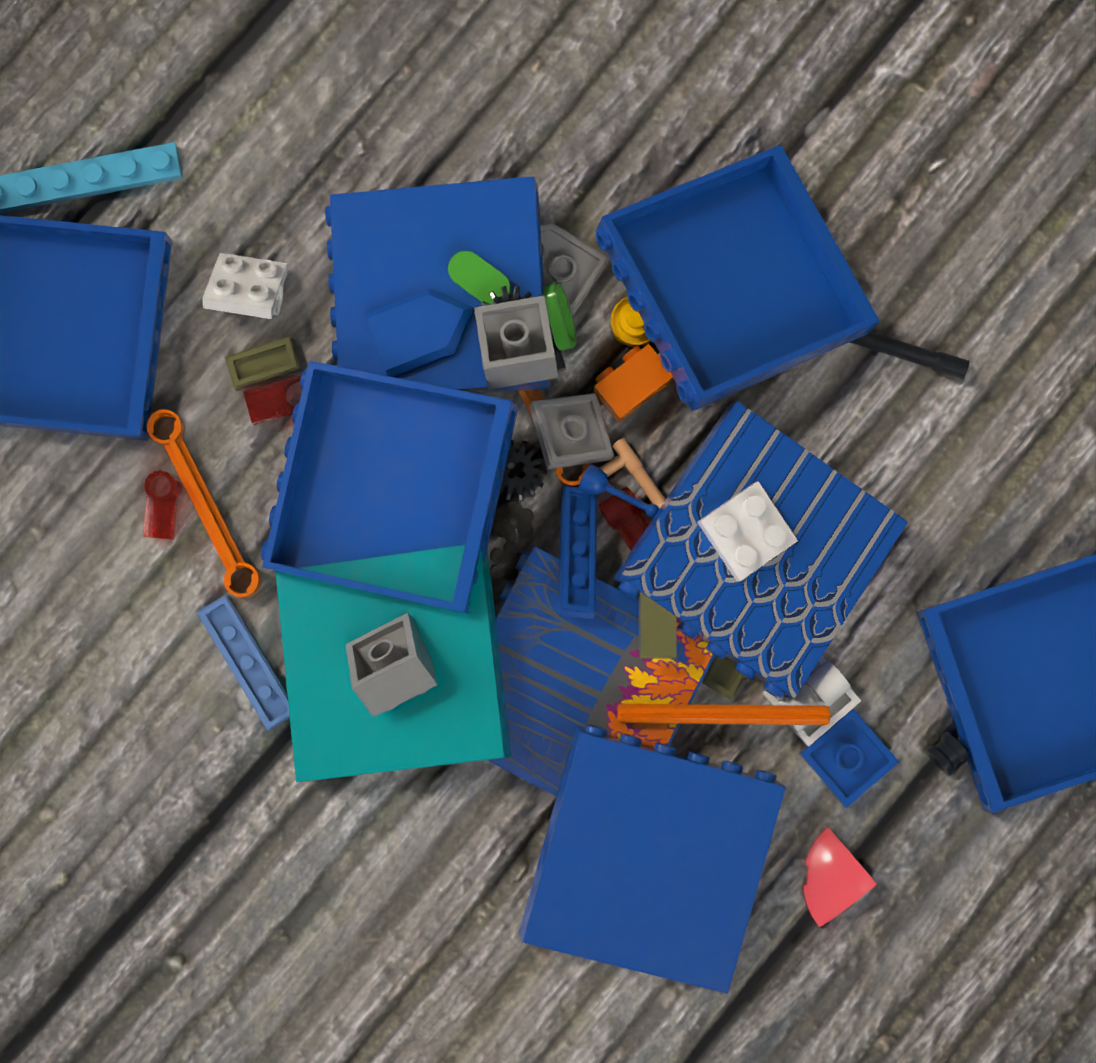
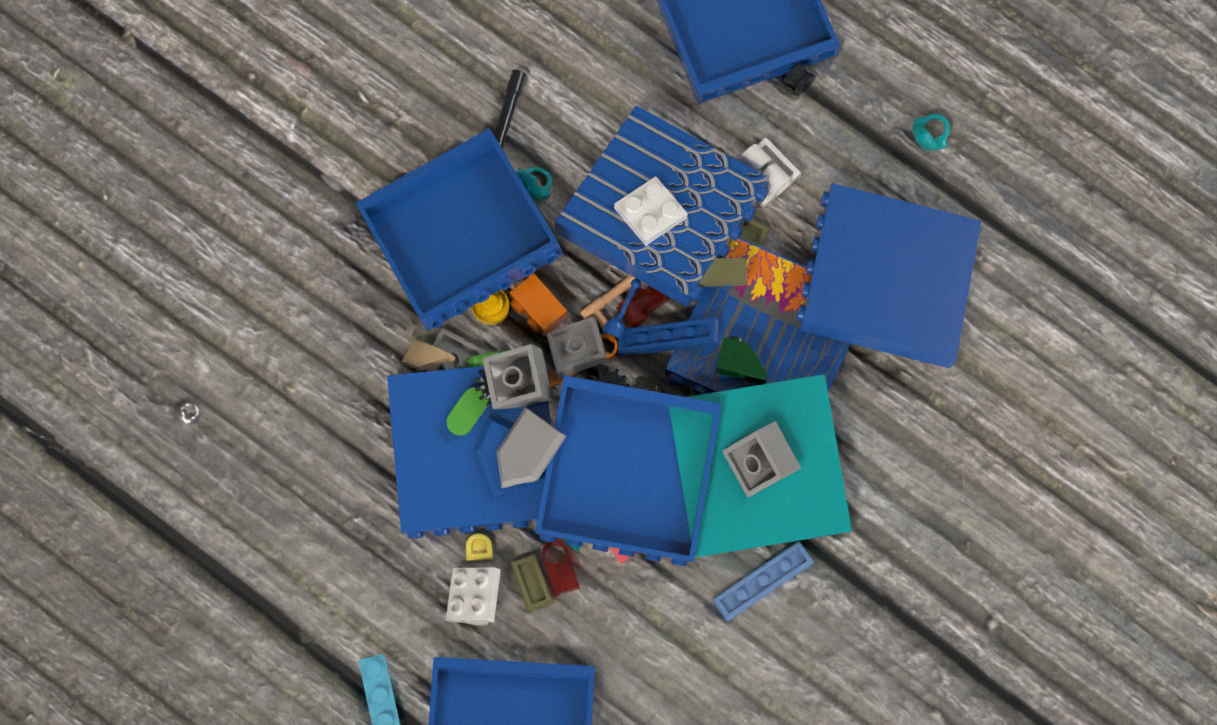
camera: 90 degrees left, 10 degrees down
(161, 510) = (649, 651): clear red piece -> none
(204, 502) = (643, 620): orange piece -> none
(312, 298) = (479, 548): none -> light yellow tile
(418, 352) = (527, 449): none -> light grey tile
(534, 644) = (740, 362): none -> dark green slope
(566, 234) = (425, 356): none -> tan slope
(723, 714) = (782, 228): orange axle -> none
(800, 375) = (529, 181): none -> teal piece
(833, 878) = (894, 154): coral brick -> none
(849, 758) = (808, 145): blue plate -> none
(853, 923) = (924, 137): none -> teal piece

